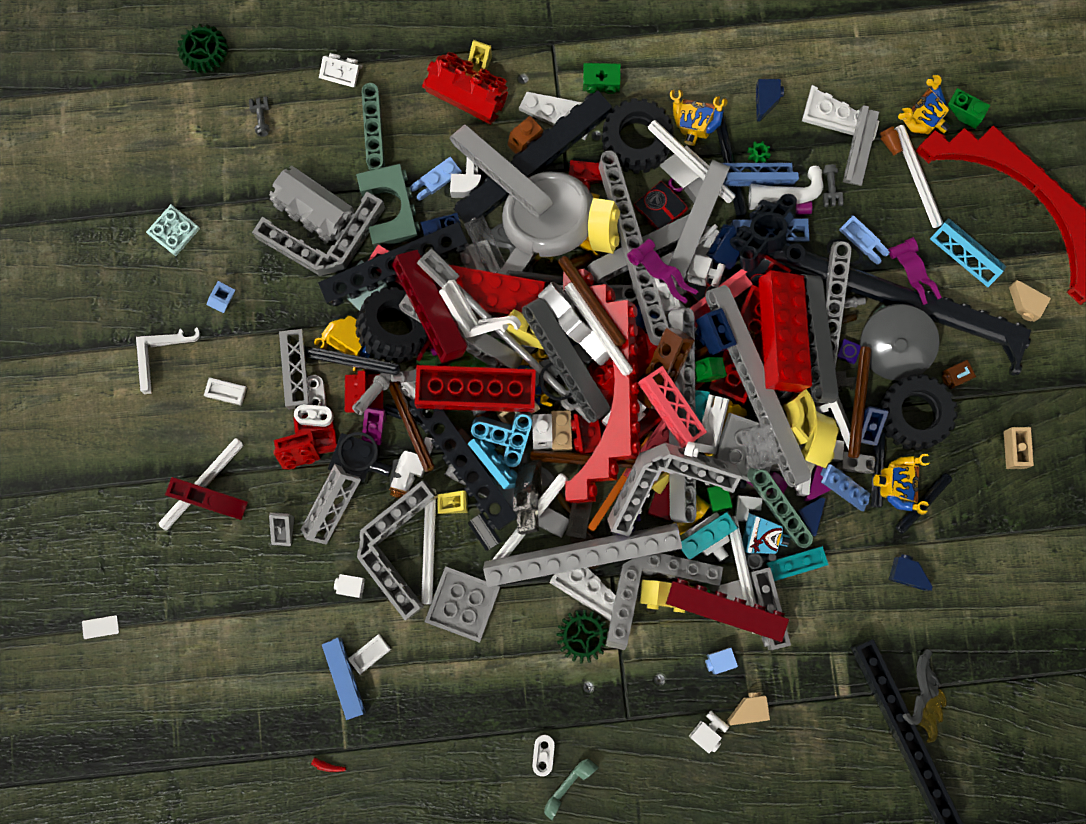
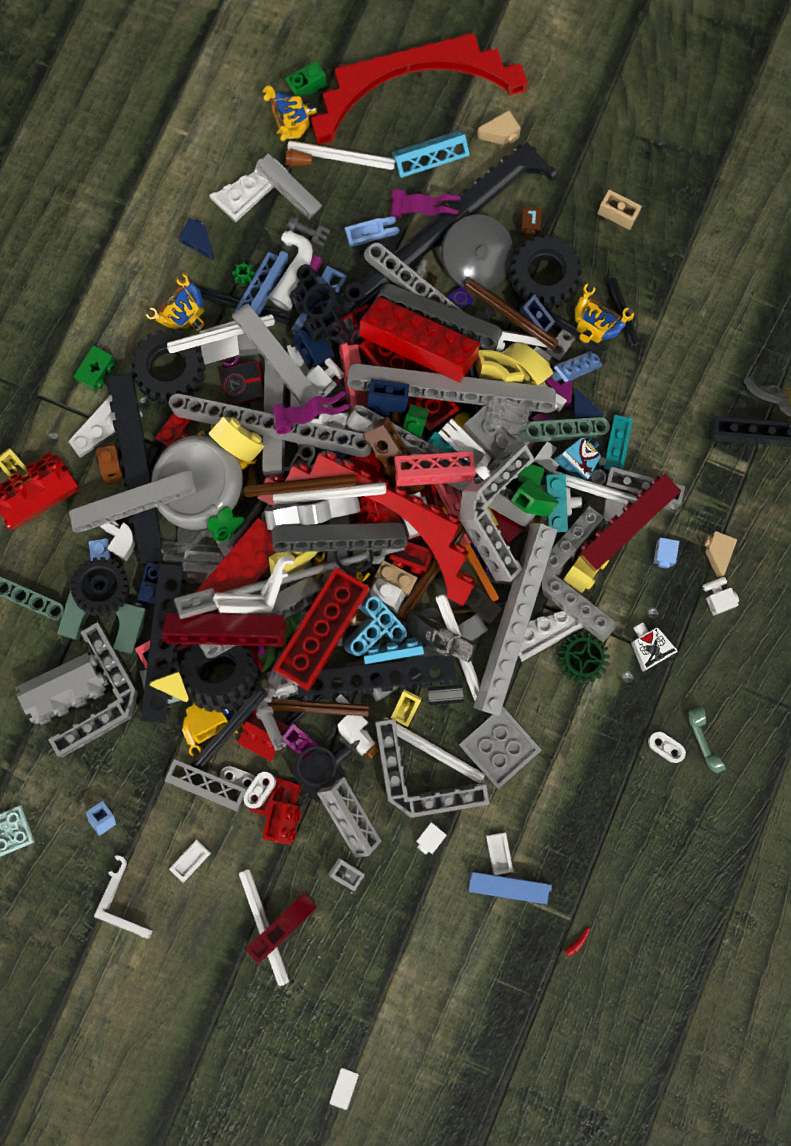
camera: 65 degrees left, 0 degrees up
(359, 290) = (172, 685): none -> light yellow slope
(409, 198) = (102, 600): none -> black wheel
(523, 257) = (224, 524): none -> green plate
(627, 693) = (651, 646): none -> white torso
(697, 512) = (534, 500): none -> green slope
(909, 573) = (674, 357): dark blue slope -> none

